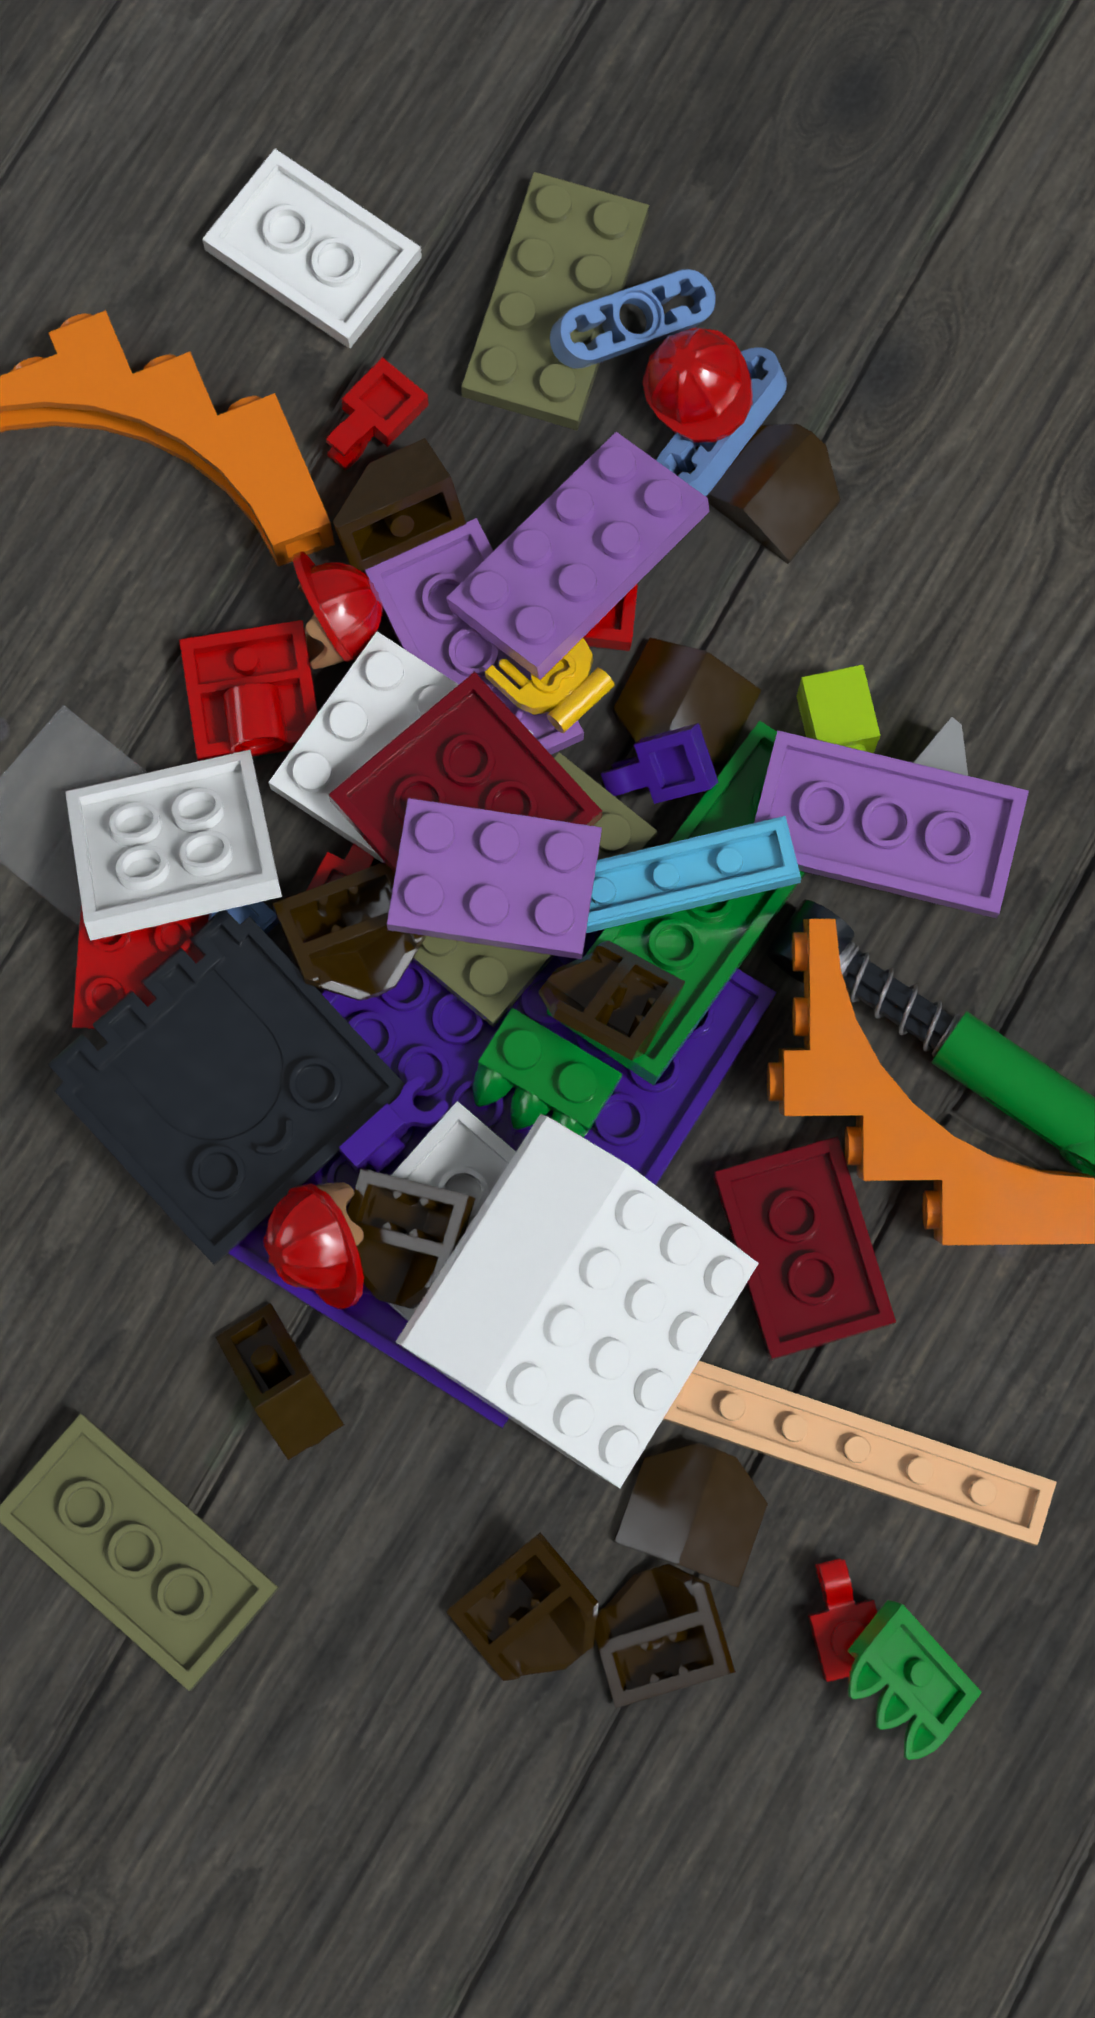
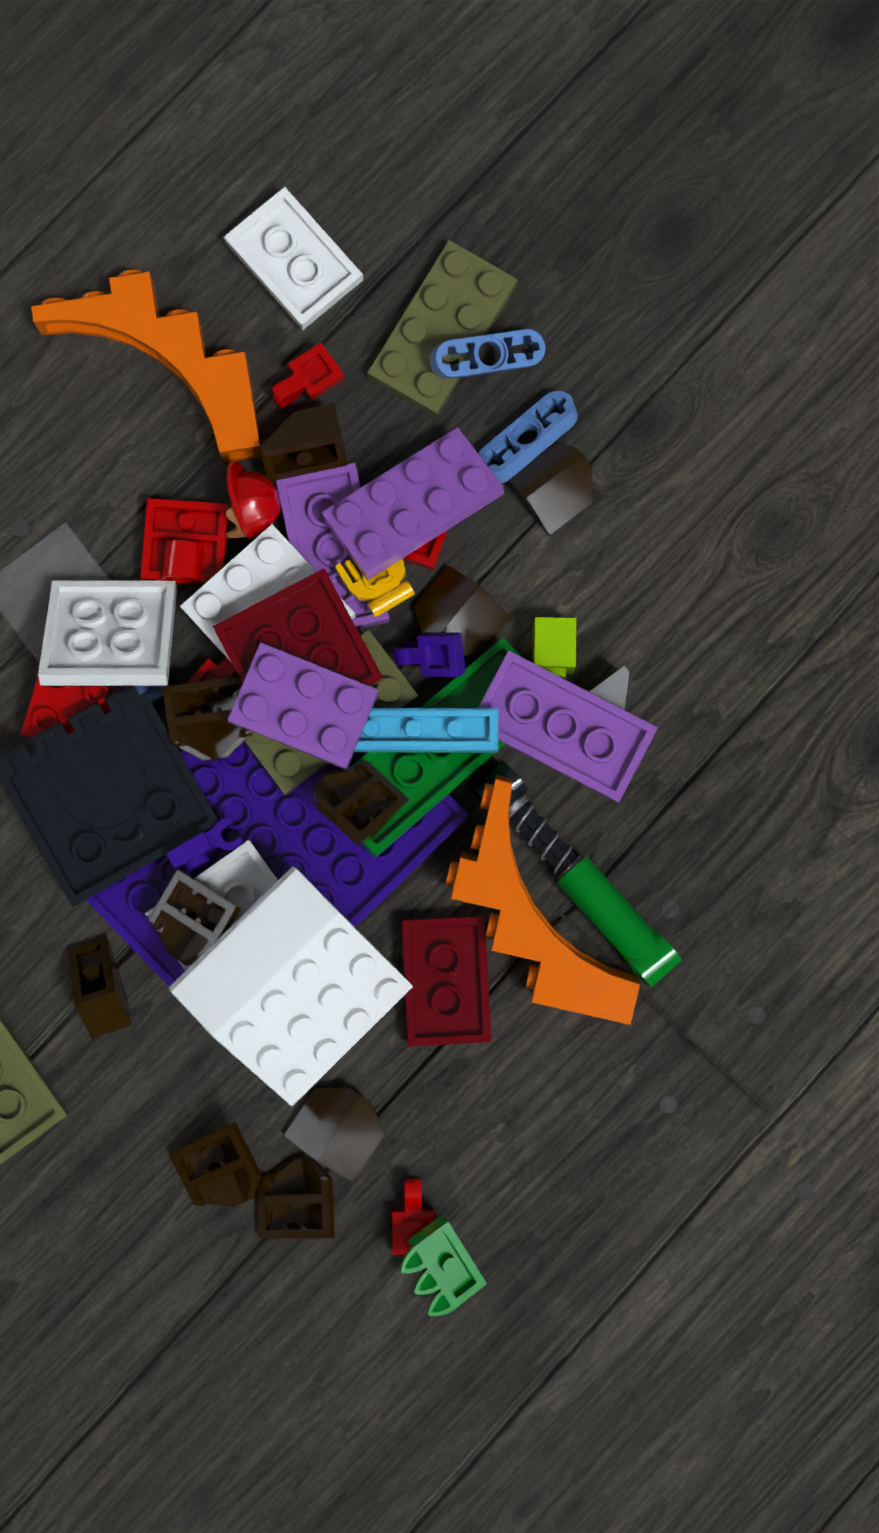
camera: 10 degrees right, 5 degrees up
(316, 1243) = (136, 908): red piece -> none
(546, 1076) = (310, 836): green plate -> none
(699, 385) = (518, 408): red piece -> none
(863, 1452) = (451, 1118): light nougat plate -> none

